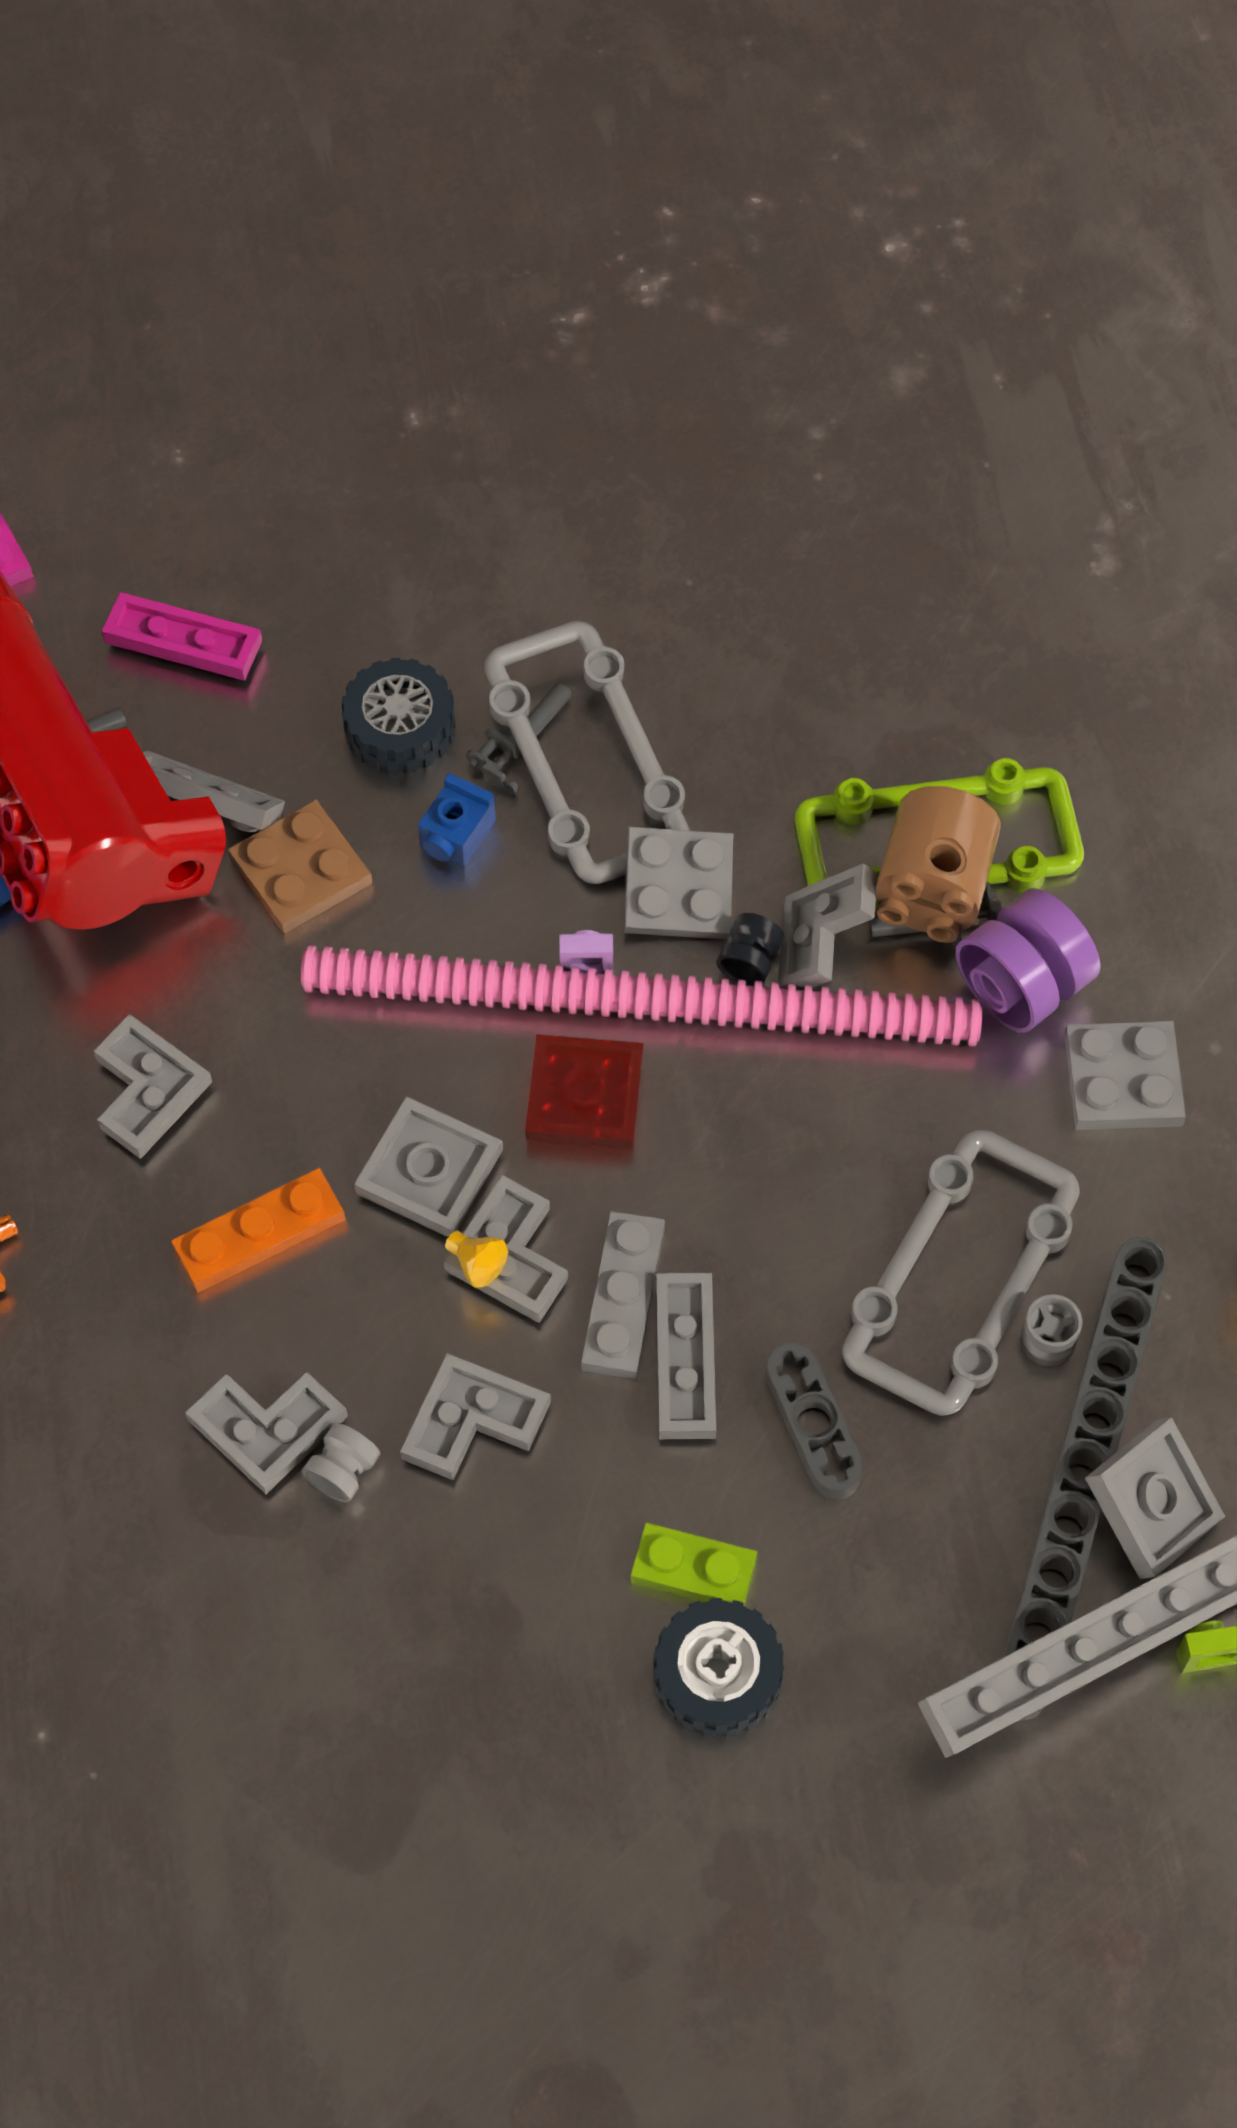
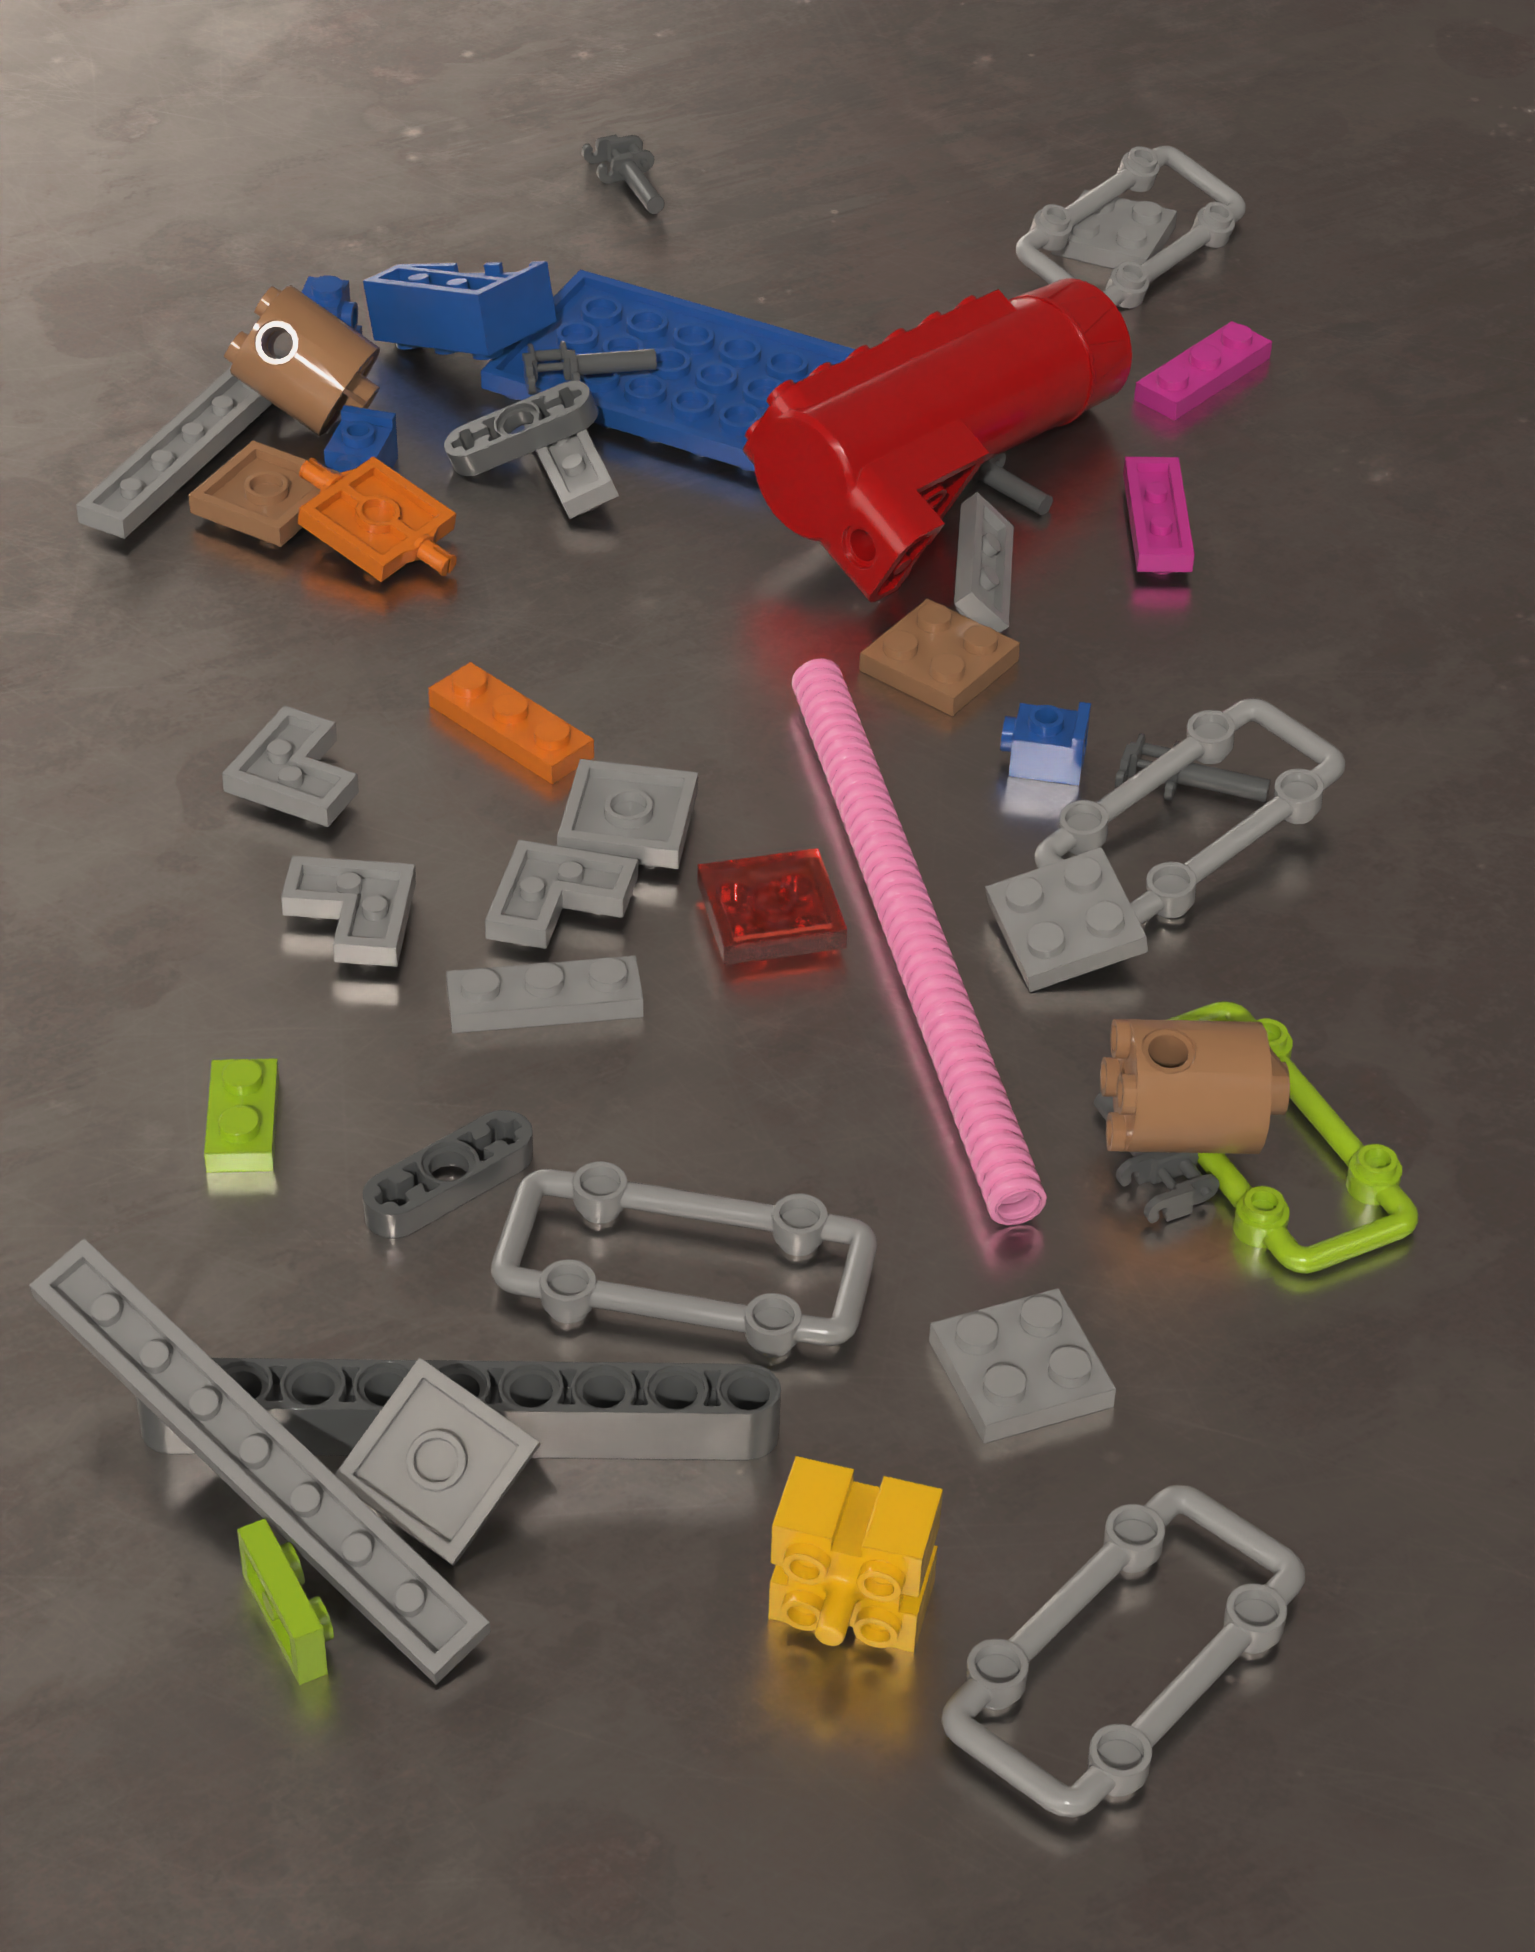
camera: 70 degrees right, 20 degrees down
(159, 1080) = (634, 619): light grey plate -> none
(343, 1458) = (268, 822): light grey wheel -> none
(416, 701) = (1155, 675): black wheel -> none
(479, 1257) = (521, 850): yellow rock -> none
(586, 950) = (939, 866): lavender plate -> none
(685, 1356) = (485, 1048): light grey plate -> none
(718, 1667) = (125, 1149): black wheel -> none
(751, 946) = (1027, 992): black wheel -> none
(814, 918) = (1081, 1037): light grey plate -> none
(1028, 960) = (1107, 1206): medium lavender wheel -> none
(1057, 1320) = (634, 1331): light grey wheel -> none

